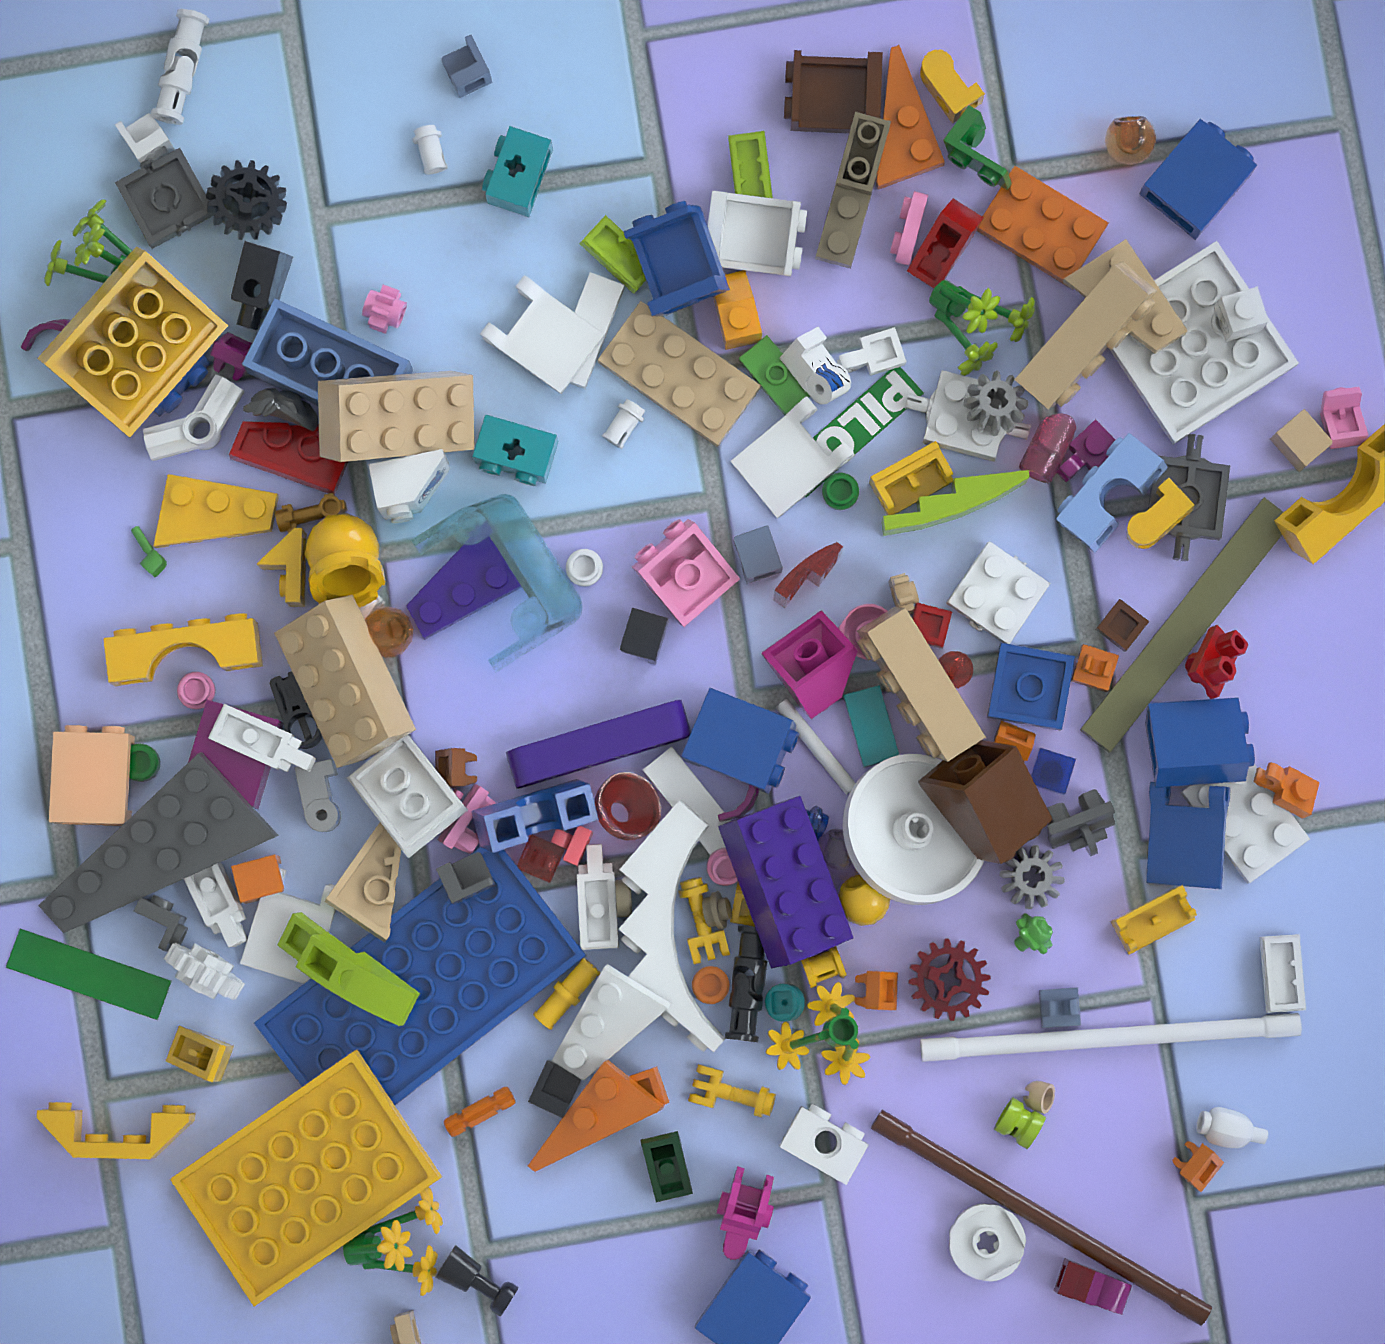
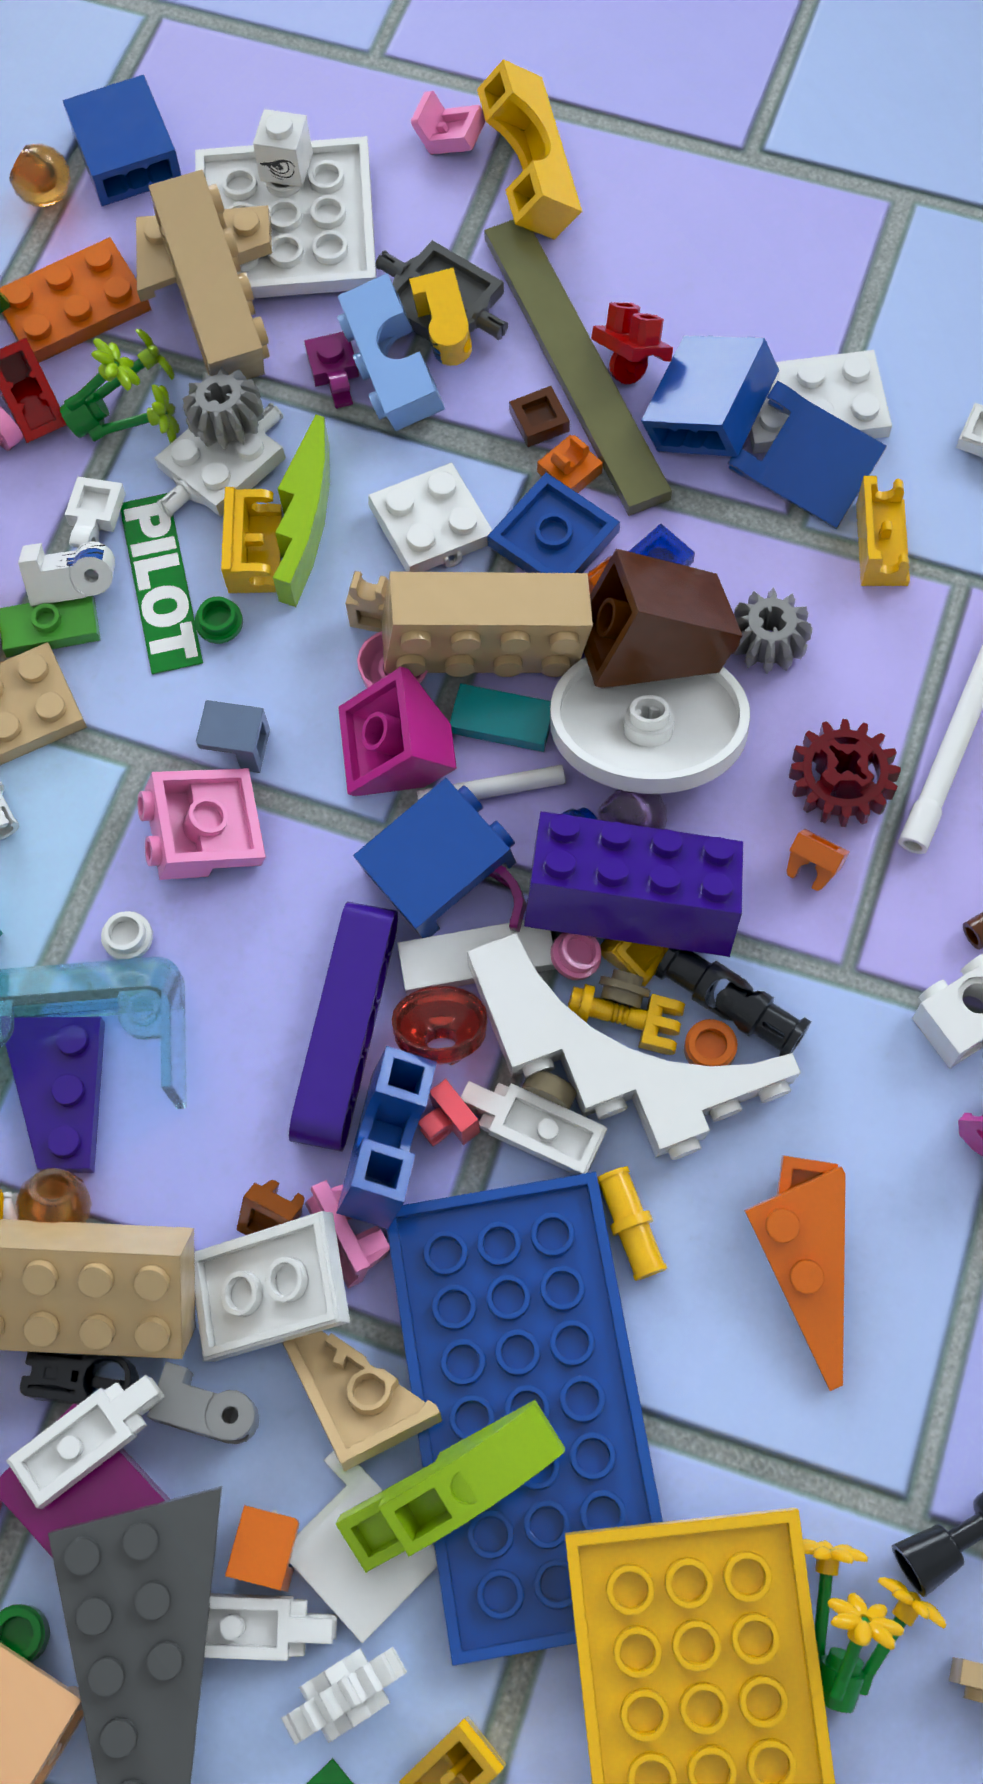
camera: 60 degrees left, 15 degrees down
(160, 912) = (231, 1716): dark grey bracket -> none
(466, 878) = (417, 1267): dark grey panel -> none
(479, 1111) = (727, 1418): orange axle -> none
(540, 858) = (445, 1168): clear red tile -> none
(554, 1089) = (746, 1302): black panel -> none
(607, 1021) = (696, 1185): white wing -> none
(644, 635) = (246, 900): black panel -> none
(666, 1166) = (916, 1208): dark green slope -> none
(762, 1101) = (888, 1055): yellow hinge -> none
(784, 1002) = (777, 968): teal tile -> none
(788, 461) = (150, 657): white flag -> none
(813, 568) = (288, 683): clear red slope -> none
(823, 966) = (758, 902): yellow bush -> none
(838, 1031) = (852, 901): yellow plant -> none
(862, 902) = (702, 811): yellow piece -> none
(1033, 933) = (836, 659): bright green plant -> none
(1048, 447) = (303, 391): clear pink arm -> none
(1059, 1007) = (935, 677): sand blue tile -> none
(1082, 828) = (744, 550): dark grey hips -> none
(1291, 787) = (812, 338): orange plate -> none
(1301, 440) = (447, 170): tan panel -> none

